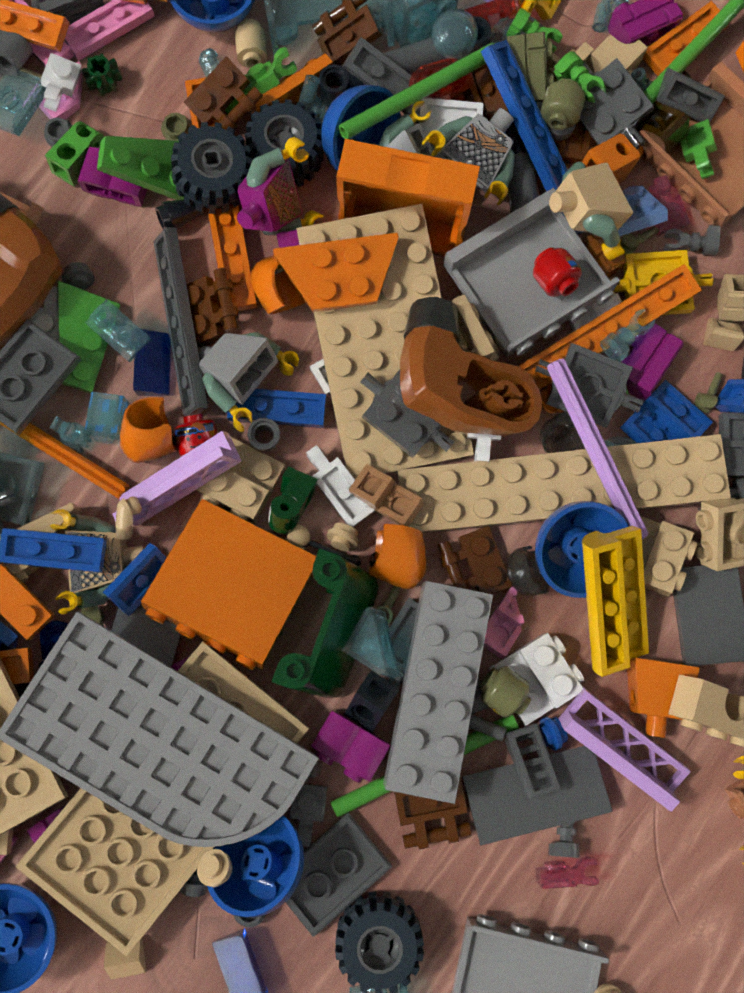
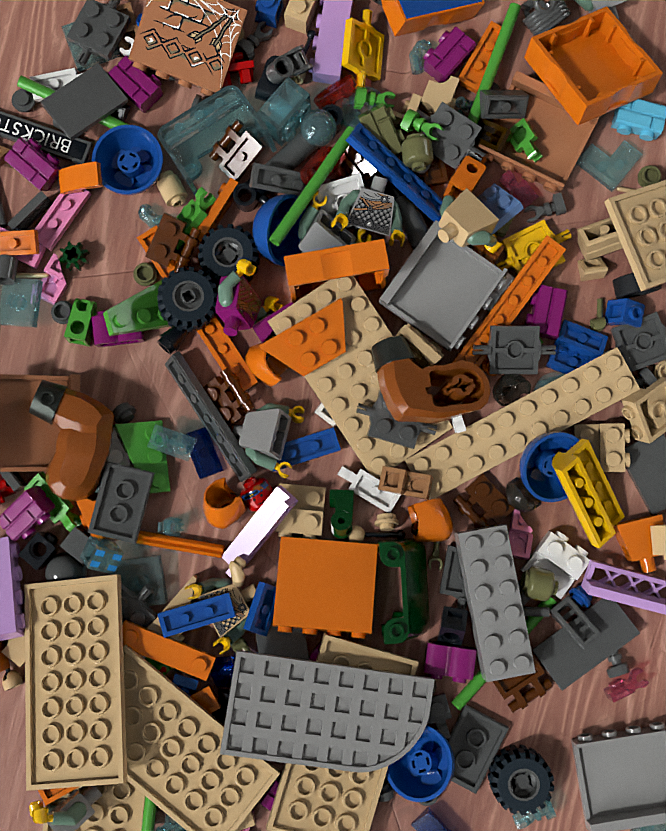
camera: 15 degrees left, 5 degrees up
(59, 78) = (48, 274): white plate -> none
(105, 416) = (189, 505): clear light blue brick -> none
(214, 868) = (395, 777): tan plate -> none
(259, 426) = (294, 473): dark grey piece -> none
(310, 98) = (233, 215): clear light blue arm -> none
(372, 643) = (438, 589): clear light blue slope -> none
(557, 272) = (462, 281): red head -> none
(594, 444) = (535, 393): lavender axle -> none
(617, 345) = (521, 313): clear light blue piece -> none

